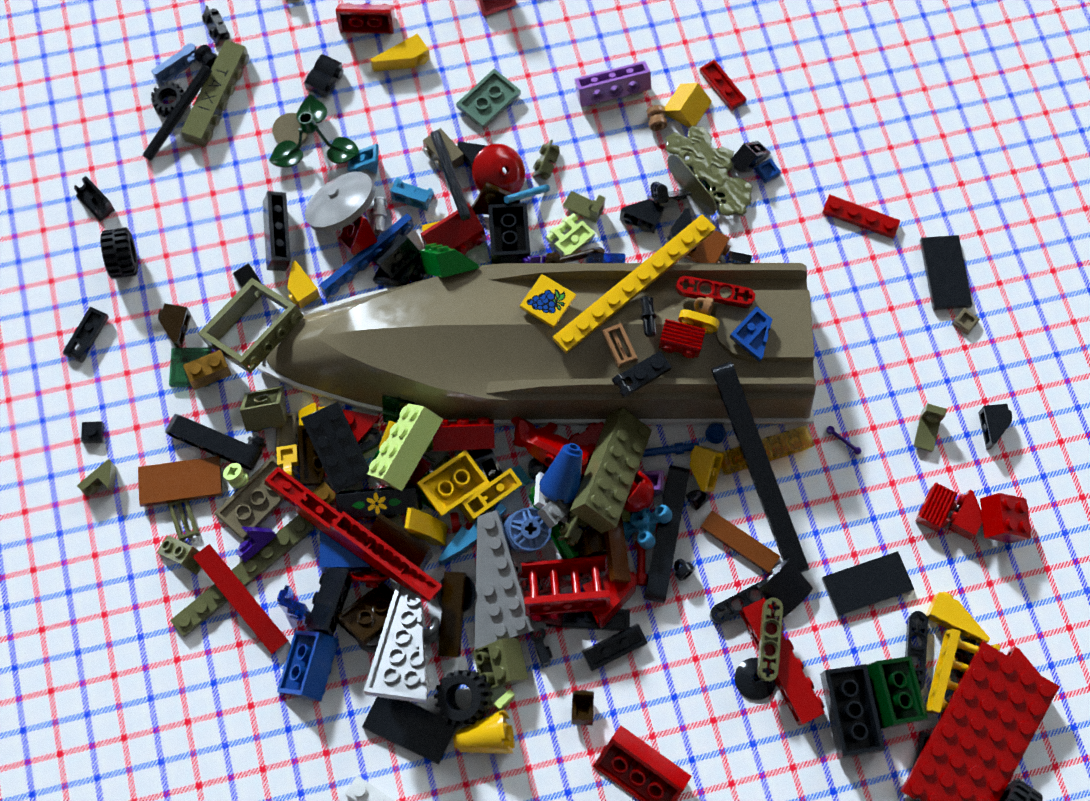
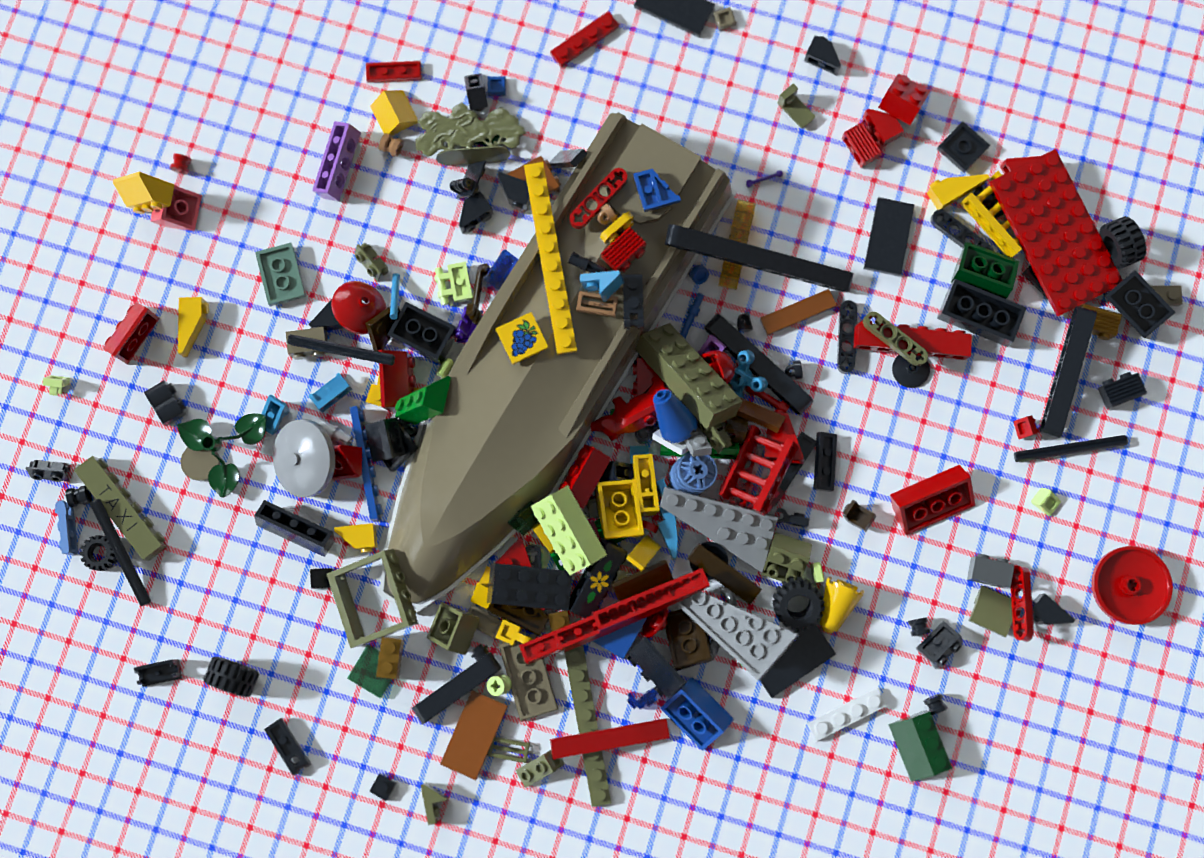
camera: 55 degrees left, 10 degrees up
(175, 322) = (324, 663): dark brown slope -> none
(259, 538) = (567, 696): dark purple slope -> none
(585, 207) = (434, 255): olive bracket -> none
(640, 337) = (606, 282): none -> dark azure slope
(706, 466) = (722, 299): yellow slope -> none
(786, 585) = (857, 299): black slope -> none
(1001, 603) = (963, 147): none -> black plate

